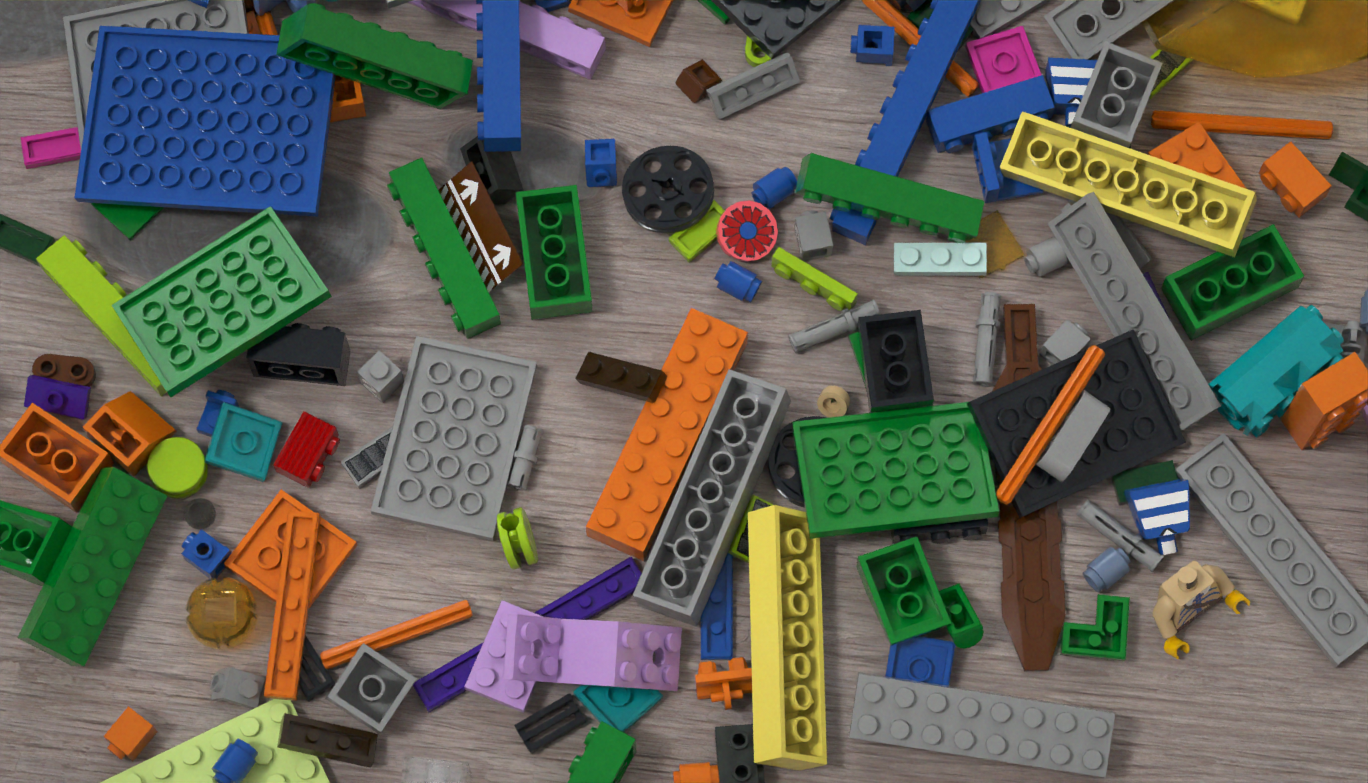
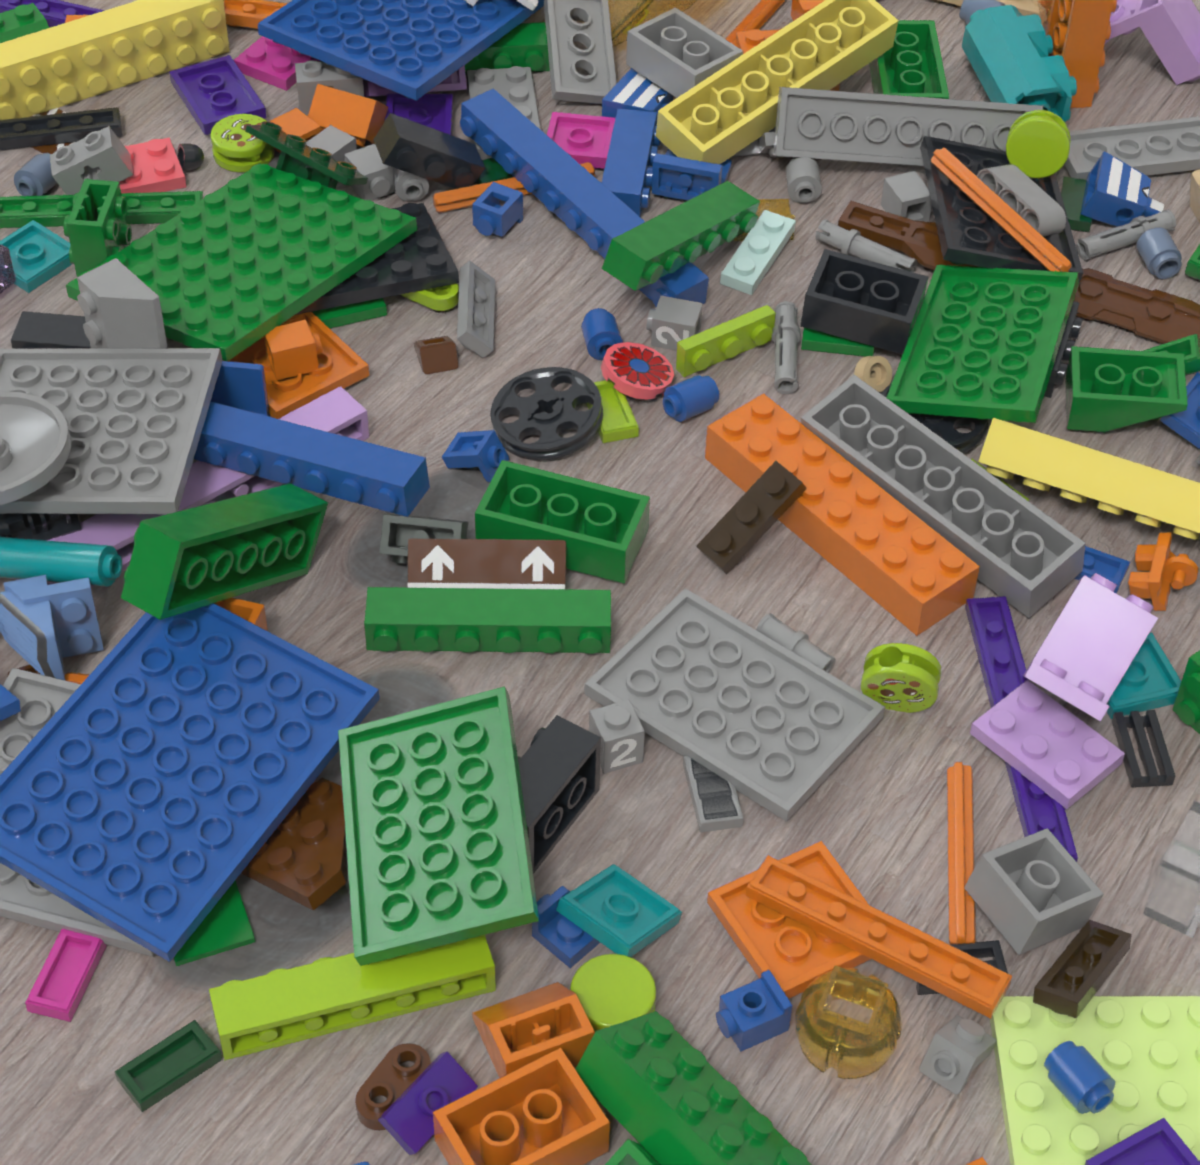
camera: 65 degrees left, 25 degrees down
(187, 232) = (307, 849): none -> reddish brown plate
(200, 513) = (689, 1002): clear smoke plate -> none
(307, 450) = (668, 848): red brick -> none
(1162, 423) = (1038, 143): none -> lime head

